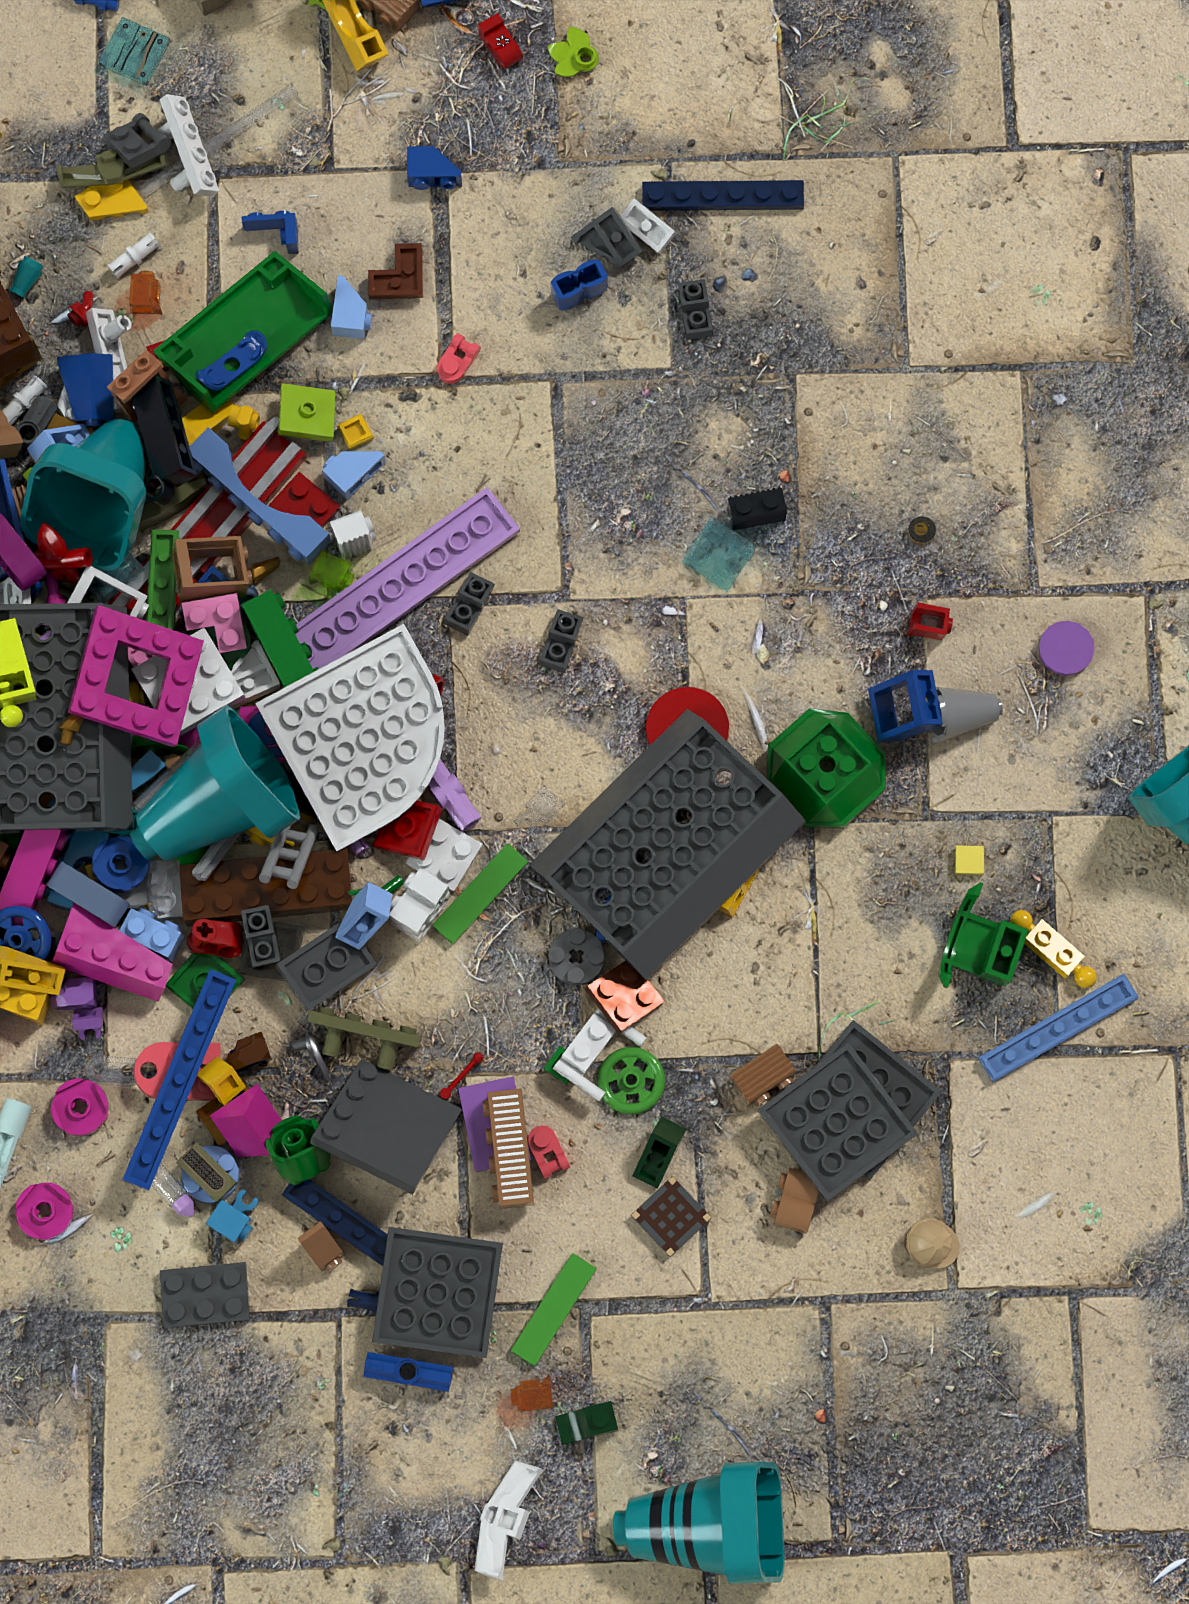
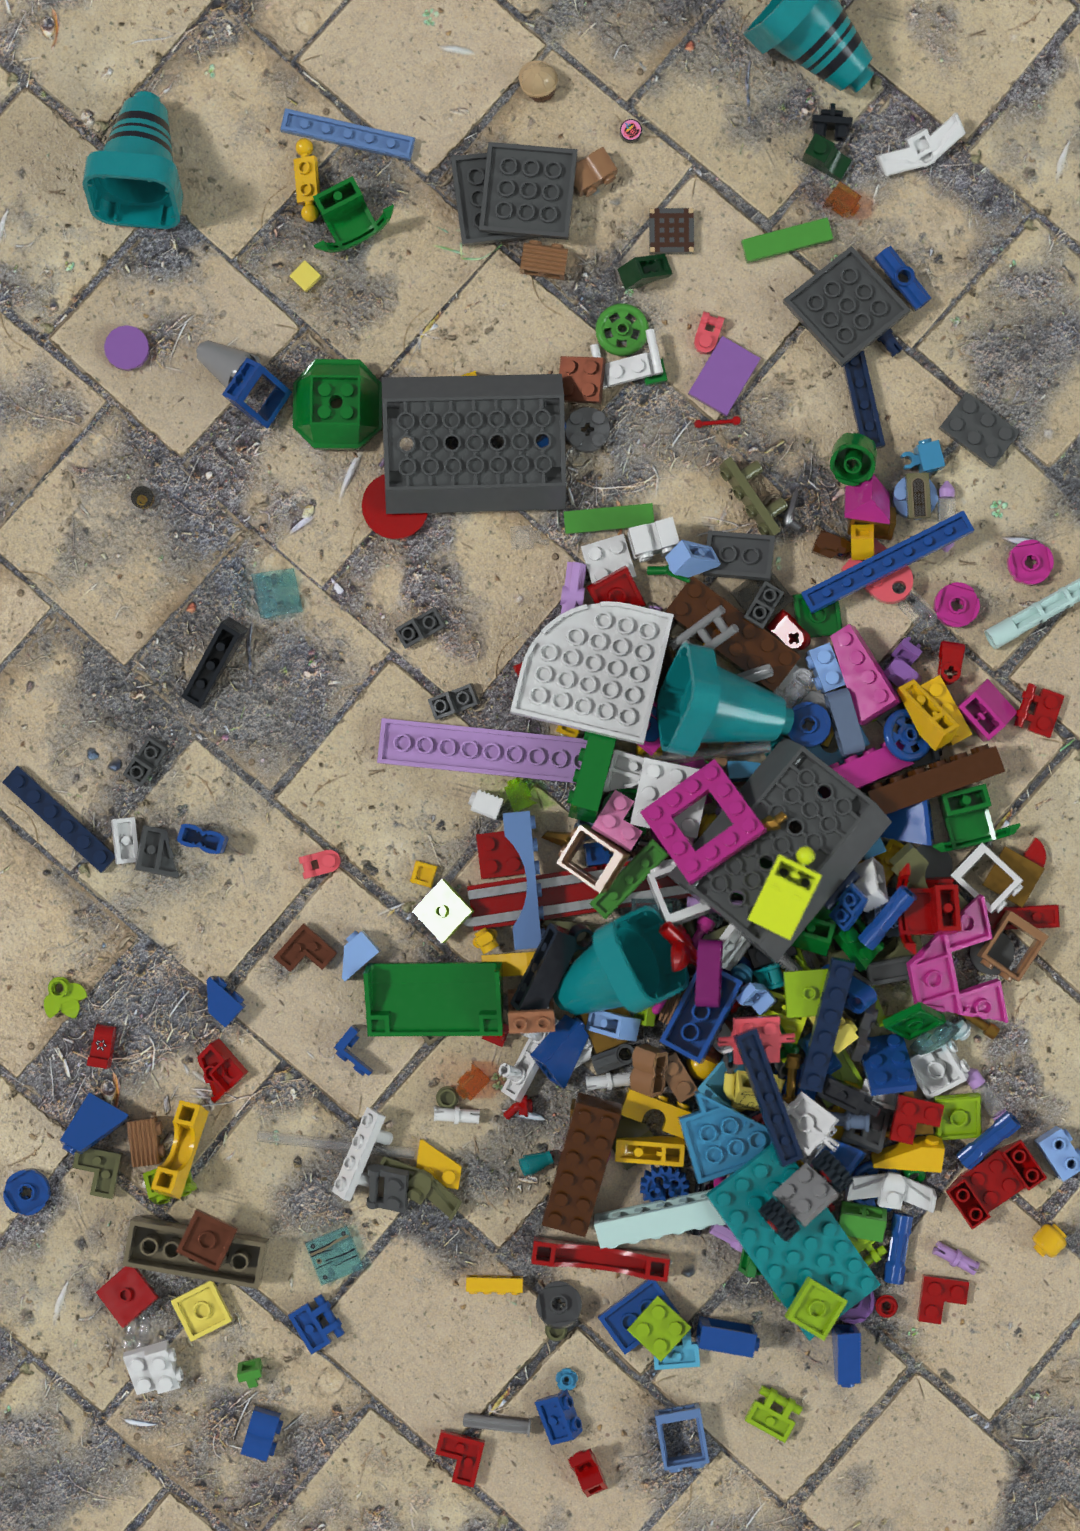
camera: 140 degrees left, 10 degrees up
(41, 1051) = (950, 657): none -> red piece
(156, 262) = (447, 1097): none -> olive plate
(247, 353) = (445, 982): blue piece -> none
(322, 1247) = (889, 392): medium nougat slope -> none
(352, 470) = (449, 849): light blue slope -> none
(380, 115) = (220, 1069): none -> red slope
(386, 1126) = (791, 424): dark grey plate -> none
(510, 1149) = (730, 348): medium nougat brick -> none
(601, 1466) = (831, 120): none -> black hips
(717, 446) = (214, 661): none -> black slope
(757, 509) = (228, 599): black brick -> none
(798, 1277) = (630, 131): none -> tile
(930, 621) = (192, 435): red window -> none

